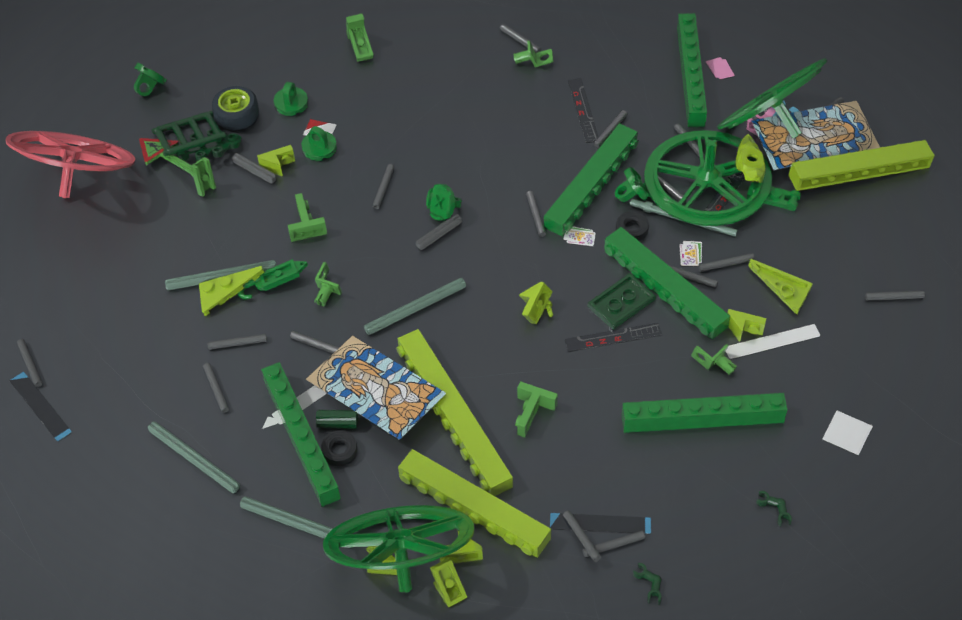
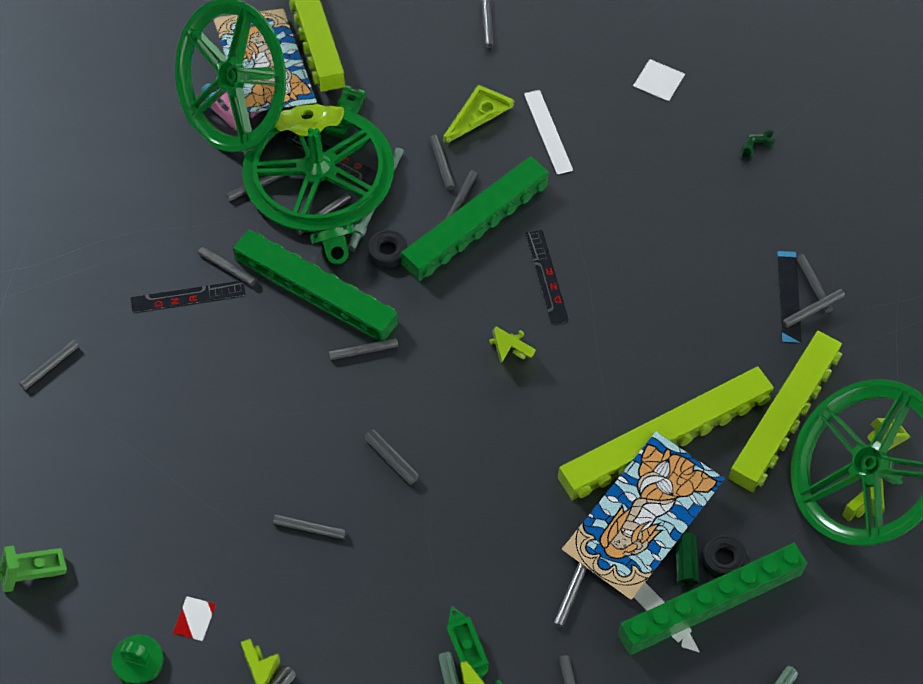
camera: 95 degrees left, 5 degrees up
(285, 517) = (827, 603): sand green axle -> none
(307, 227) = (370, 619): bright green bracket -> none
(318, 144) = (229, 614): green tile -> none
(326, 287) = (488, 585): bright green bracket -> none
(414, 306) = (511, 481): sand green axle -> none
(442, 202) = (354, 447): green tile -> none
(470, 552) = (852, 420): lime slope -> none
(533, 399) = (657, 353): bright green bracket -> none
(534, 57) = (90, 347): bright green bracket -> none
(580, 236) = (401, 302): sticker -> none
(621, 301) = (498, 265): dark green tile -> none
(655, 579) = (857, 248): dark green arm -> none
(690, 253) = (425, 196): white sticker -> none
(691, 70) = (138, 172): green brick -> none
(704, 412) = (653, 194): green brick -> none
(719, 359) = (580, 177): bright green bracket -> none
(720, 68) = (131, 149): bright pink sticker -> none
(745, 322) = (535, 148): lime slope -> none

